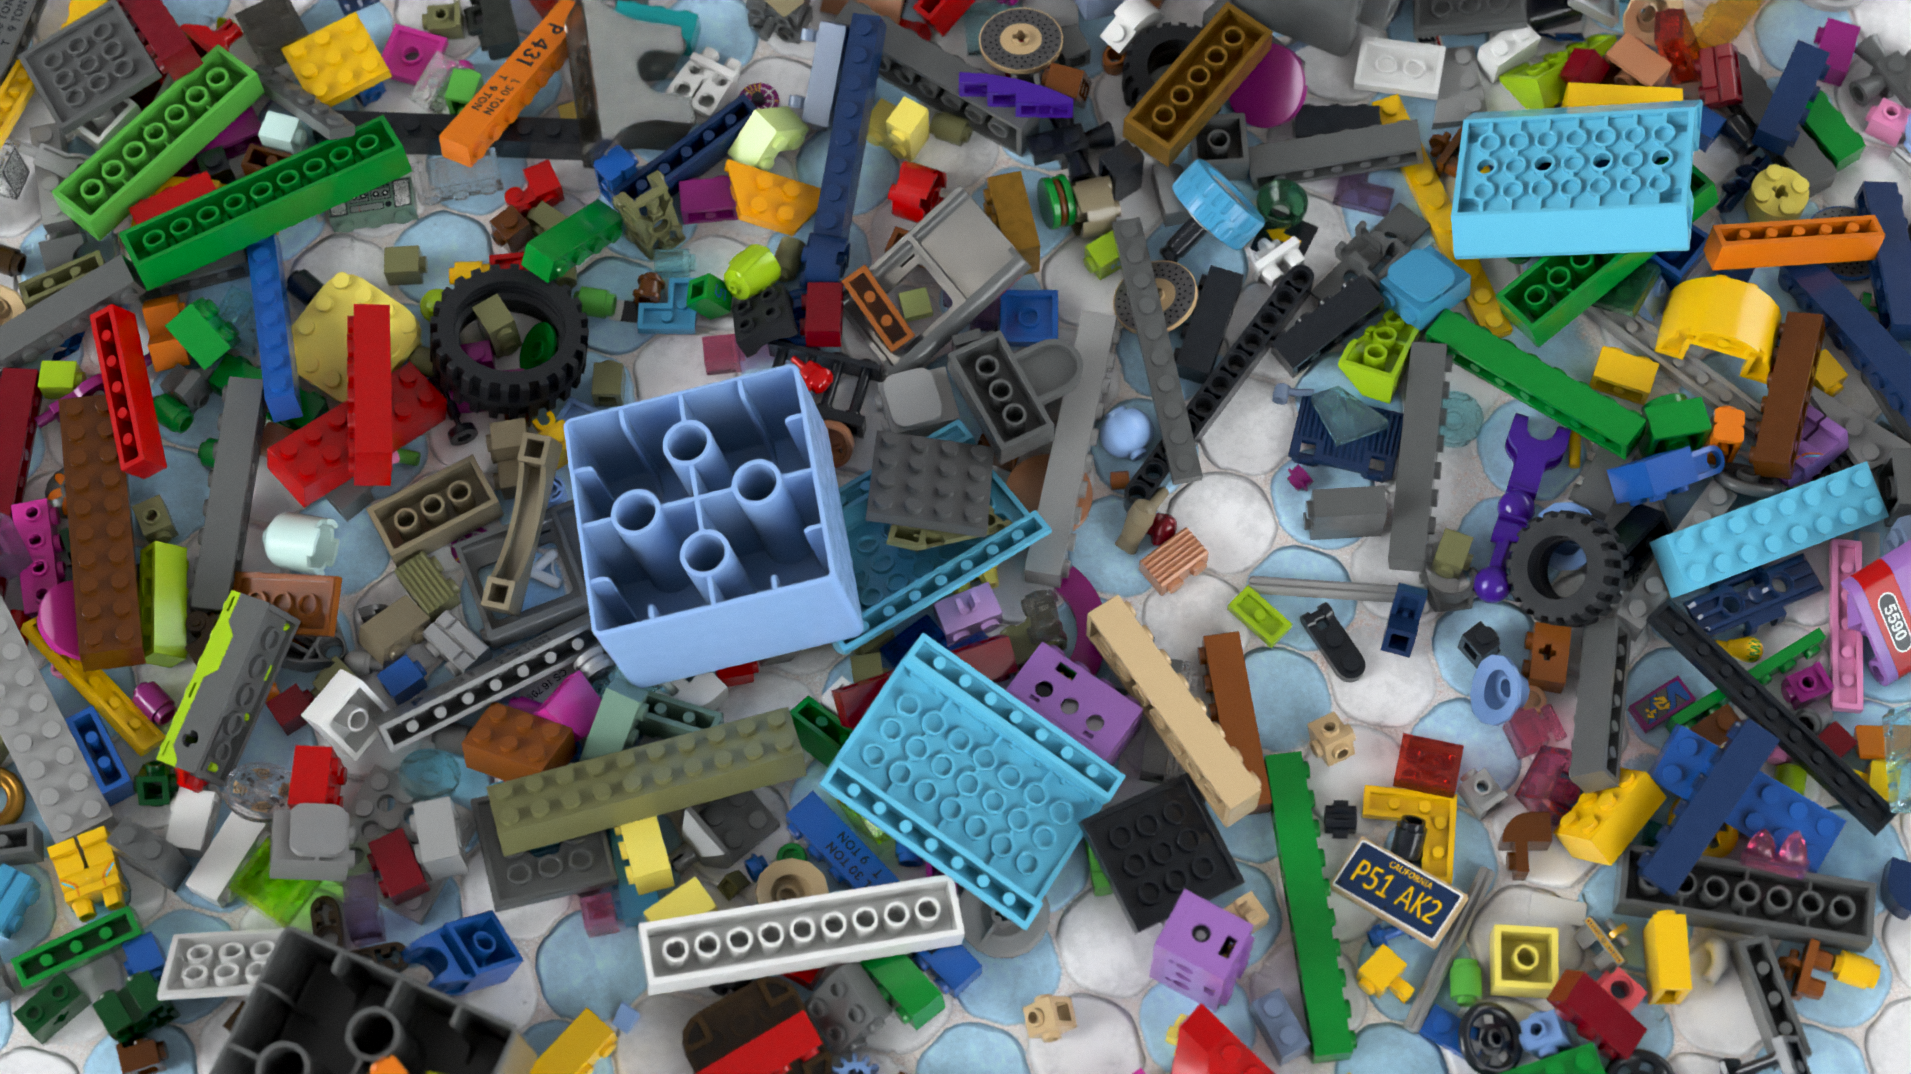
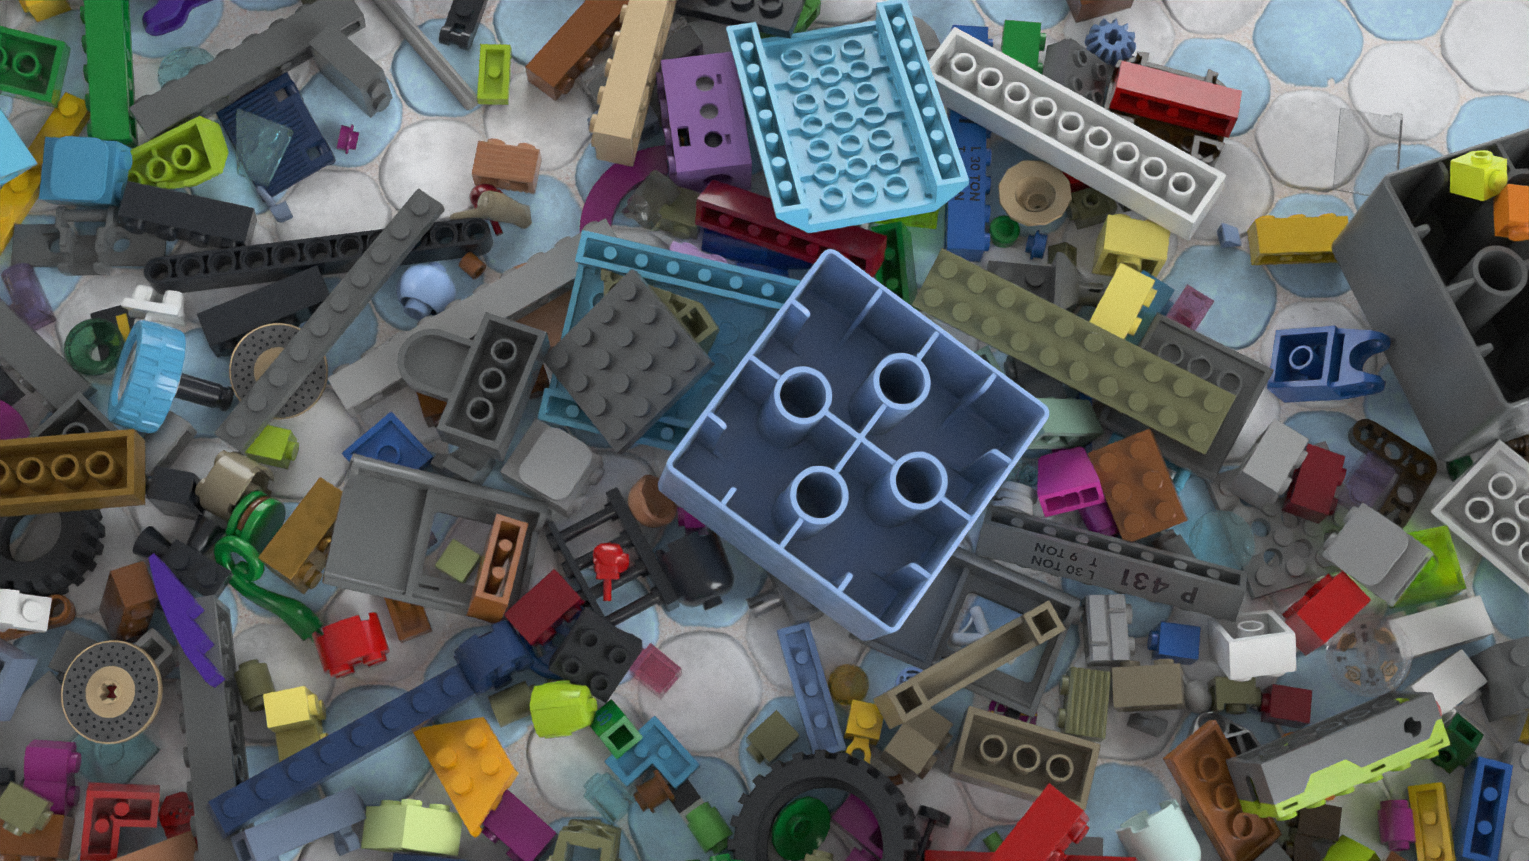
camera: 140 degrees left, 5 degrees up
(978, 181) = (291, 611): none -> green plant

